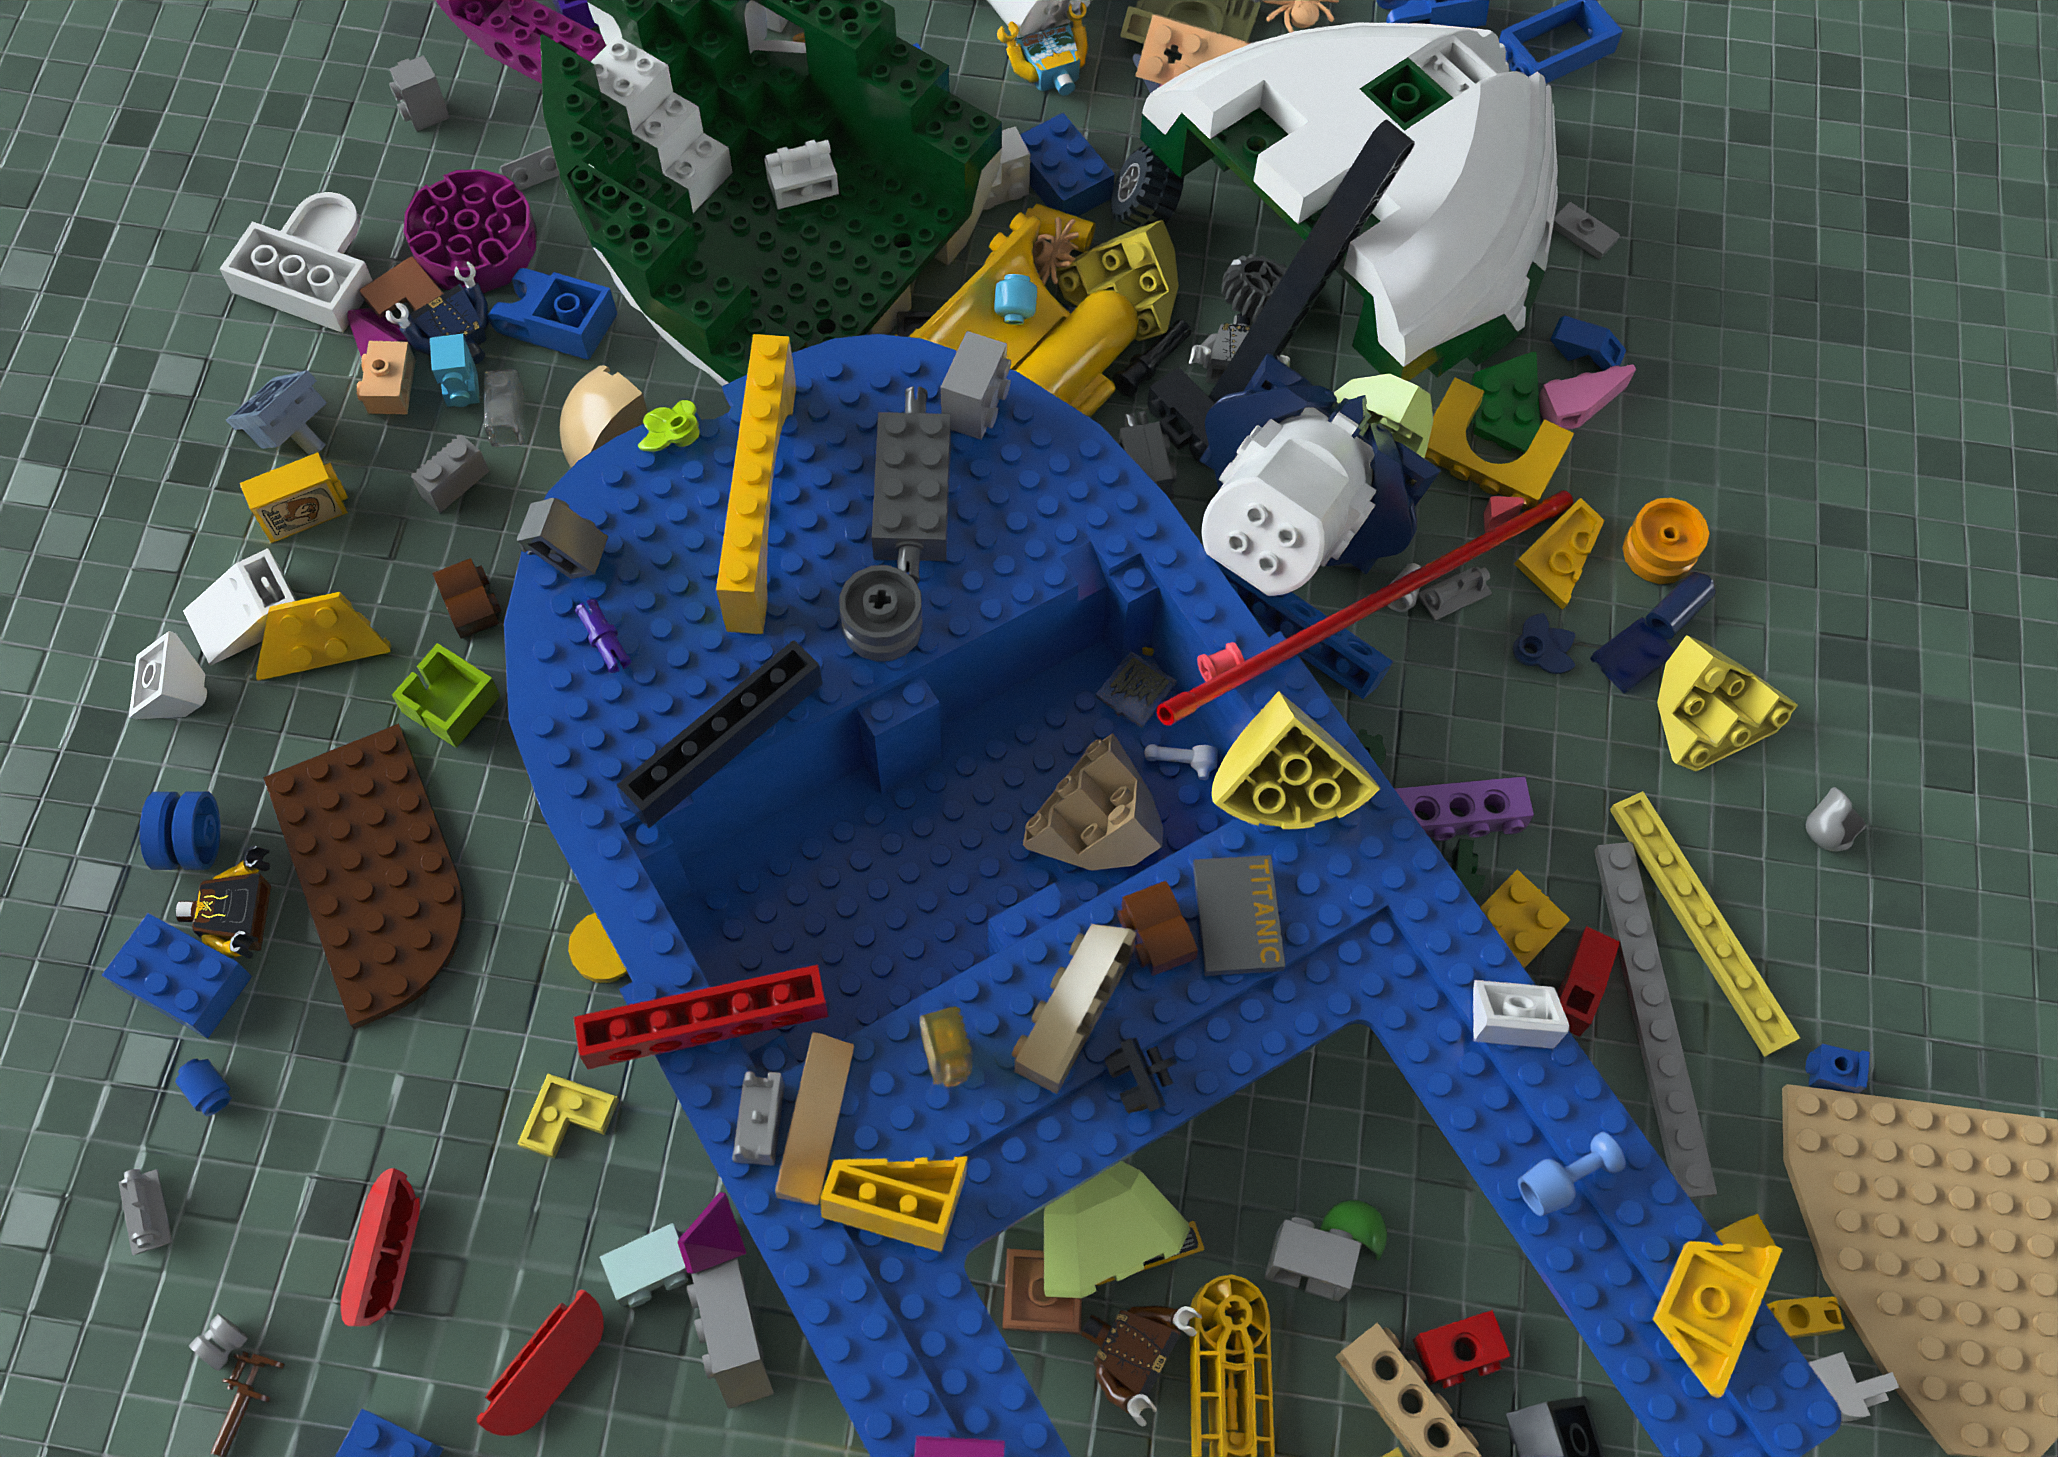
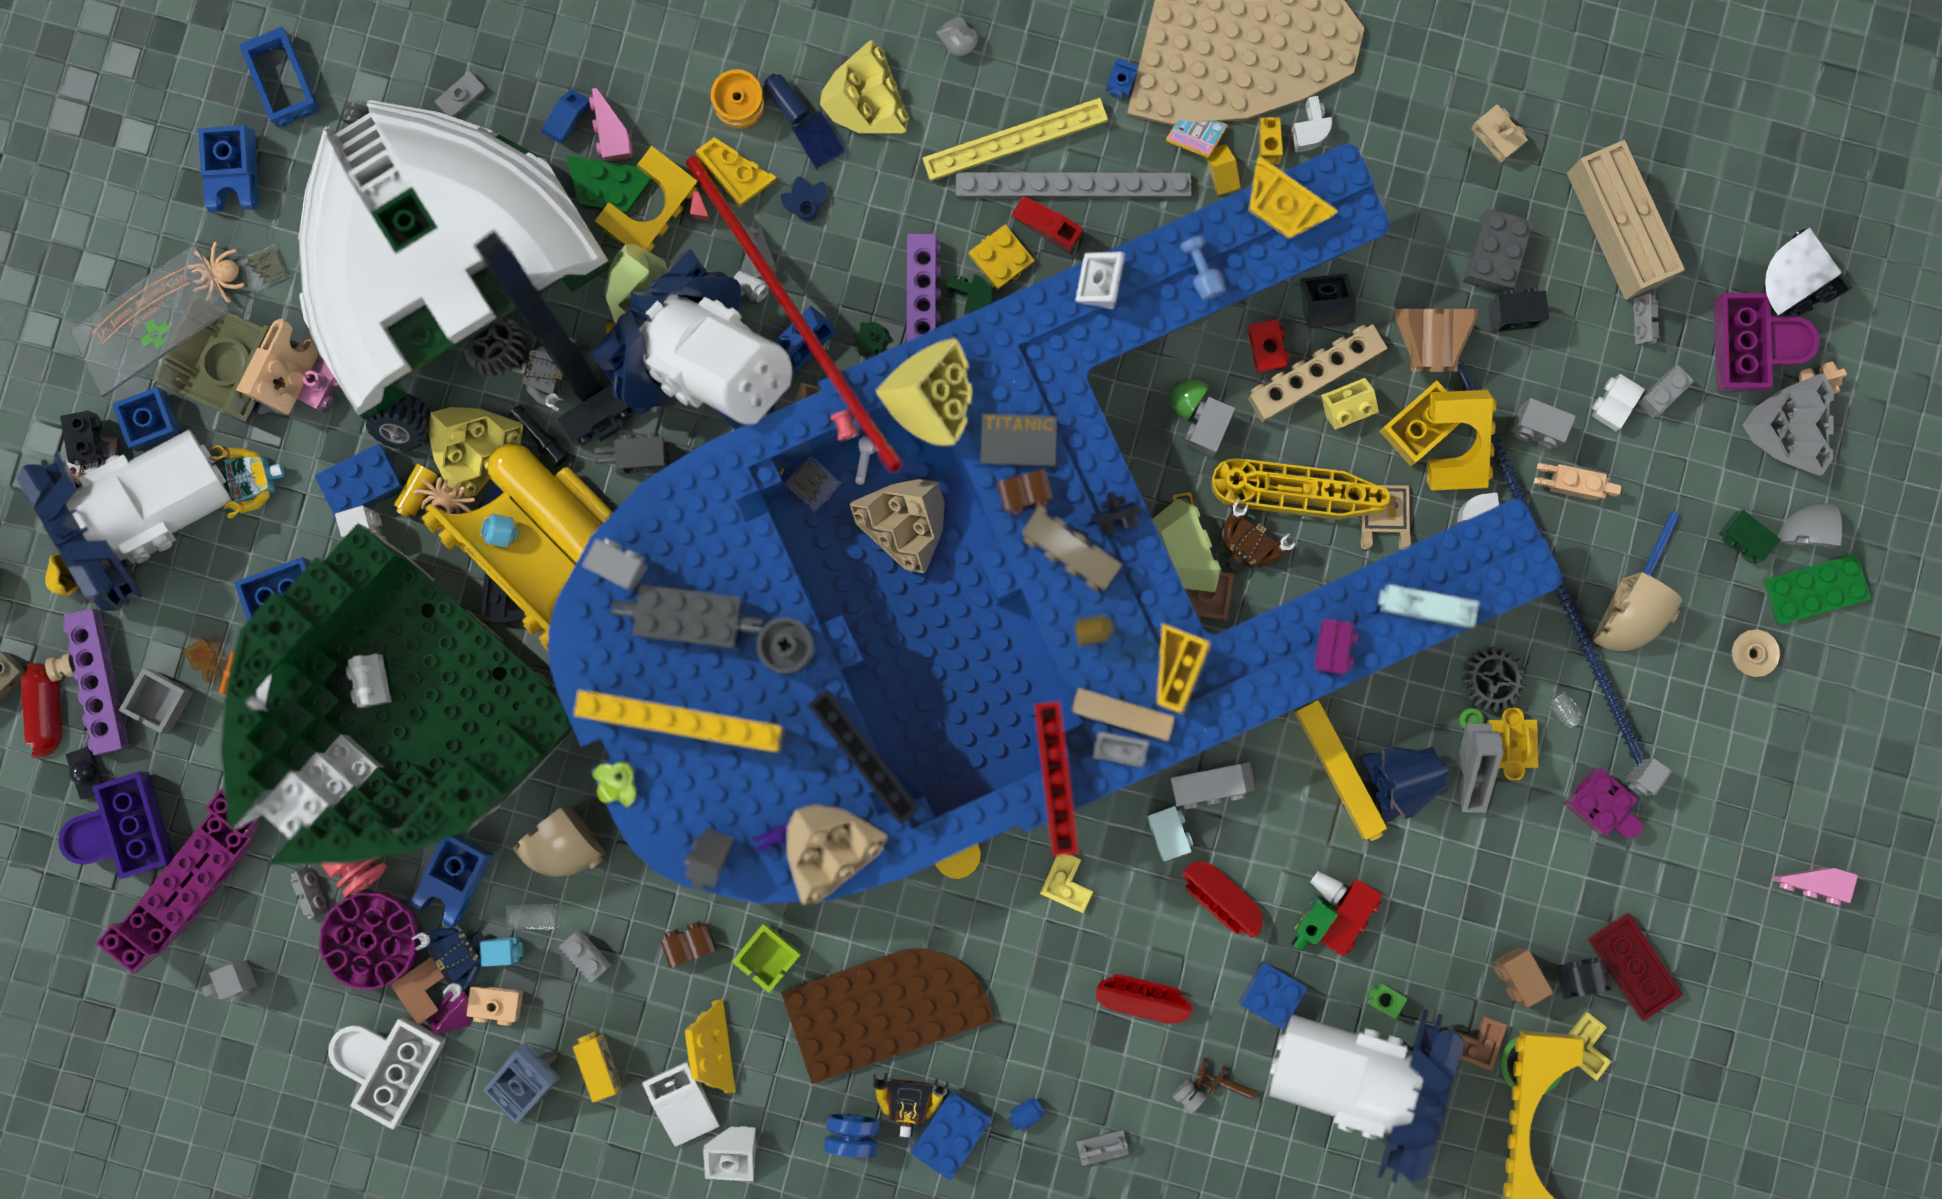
camera: 80 degrees left, 20 degrees up
(553, 208) = (358, 875): none -> coral wheel
(581, 701) = (828, 849): none -> tan brick
(711, 1237) = (1159, 790): magenta slope -> none
(1778, 1196) = (1197, 136): none -> piece

